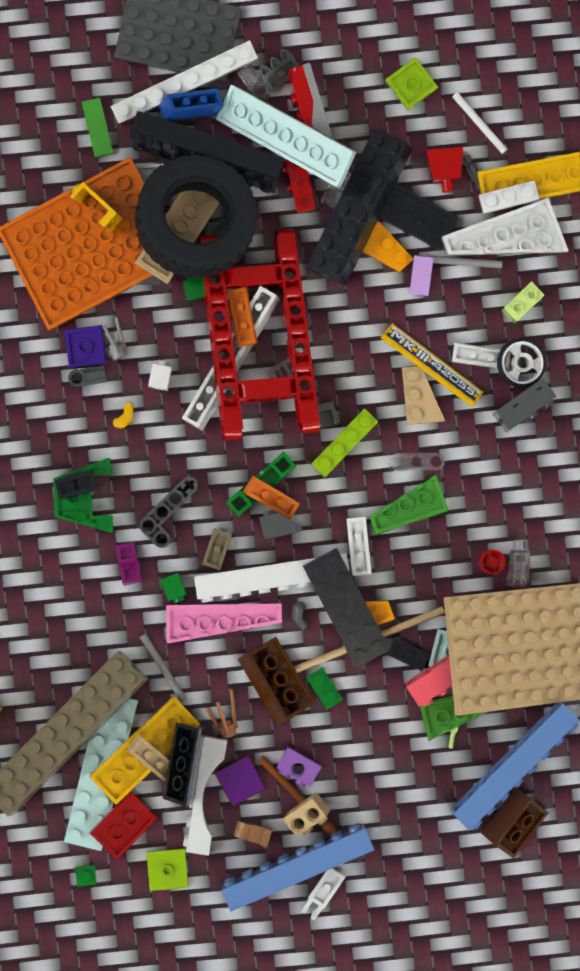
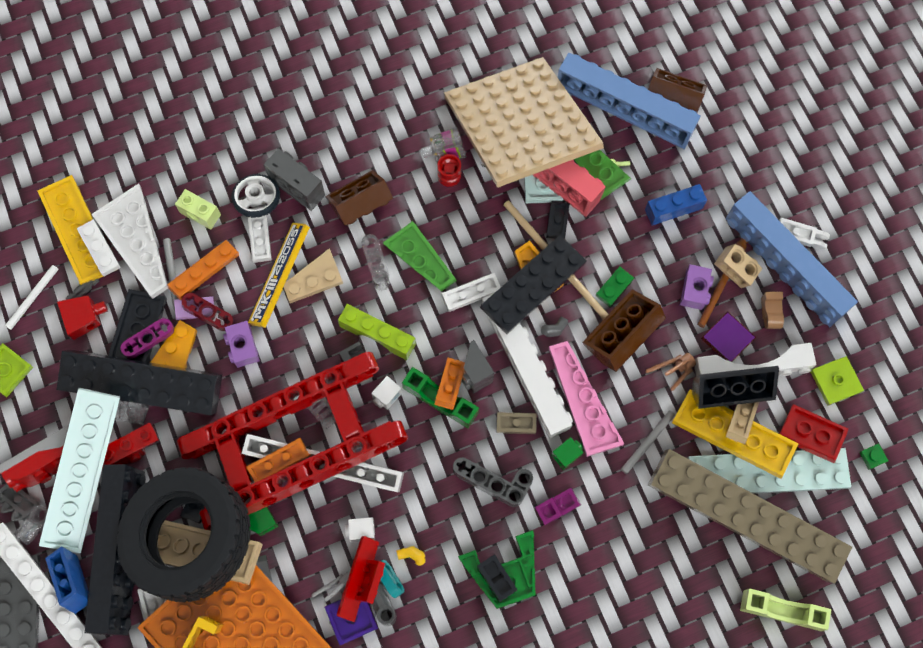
camera: 100 degrees left, 15 degrees down
(108, 390) = (391, 581): none -> teal beam
(112, 365) = (362, 580): none -> red bracket
(281, 435) = (386, 393): none -> white brick
(360, 317) = (248, 353): none -> medium lavender brick
(389, 776) = (675, 204): none -> blue brick
(410, 236) = (146, 346): none -> magenta beam
(419, 287) = (205, 304): none -> dark red beam
(457, 293) = (203, 269): none -> orange plate
(490, 464) = (359, 197): none -> reddish brown slope

